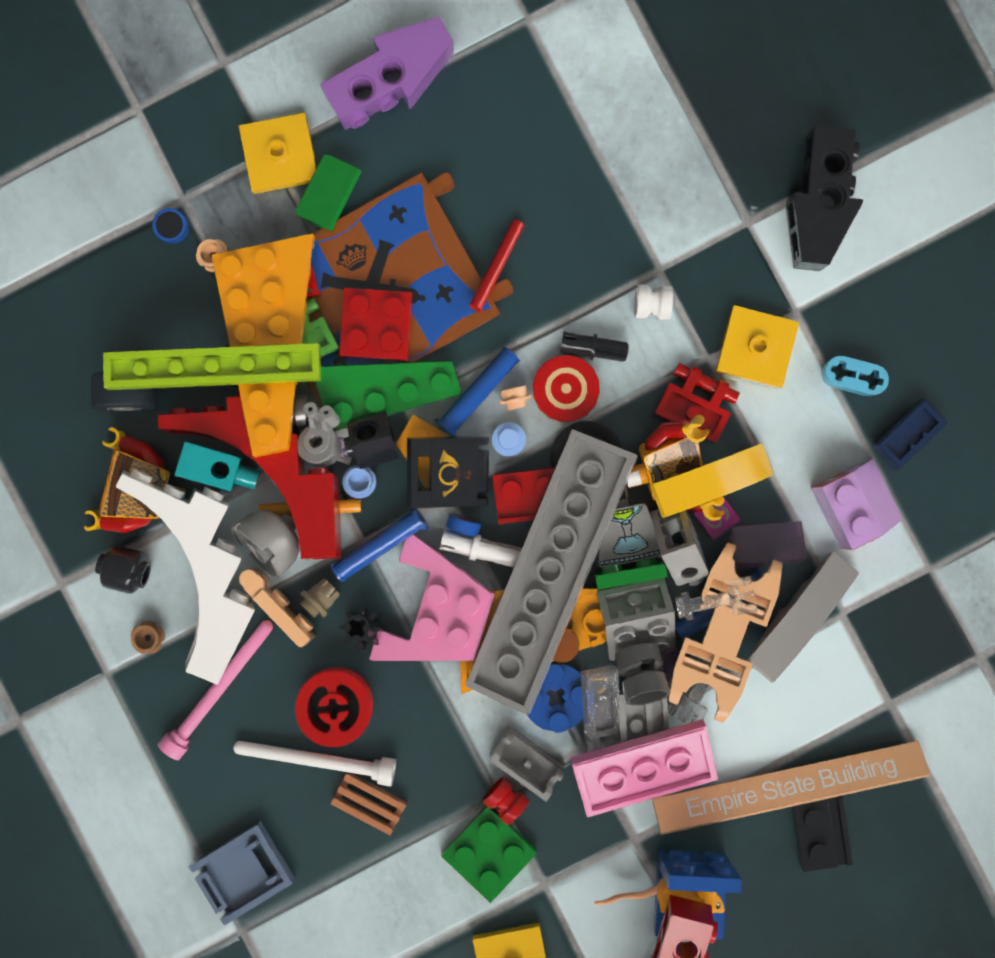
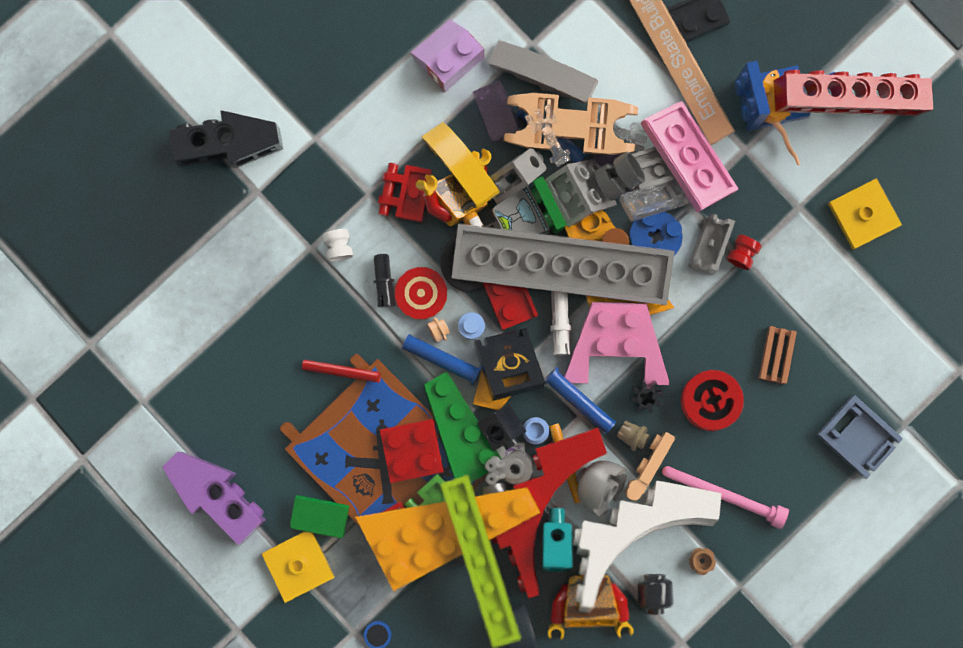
camera: 100 degrees left, 5 degrees down
(205, 249) = (388, 601): light nougat plate -> none
(379, 770) = (750, 353): white piece -> none
(463, 524) = (546, 341): blue tile -> none
(489, 853) = (787, 254): green plate -> none
(717, 528) = (496, 153): magenta tile -> none
(757, 346) = (349, 159): yellow plate -> none
(856, 368) = (346, 82): medium azure beam -> none
(909, 434) = (385, 30): dark blue plate -> none

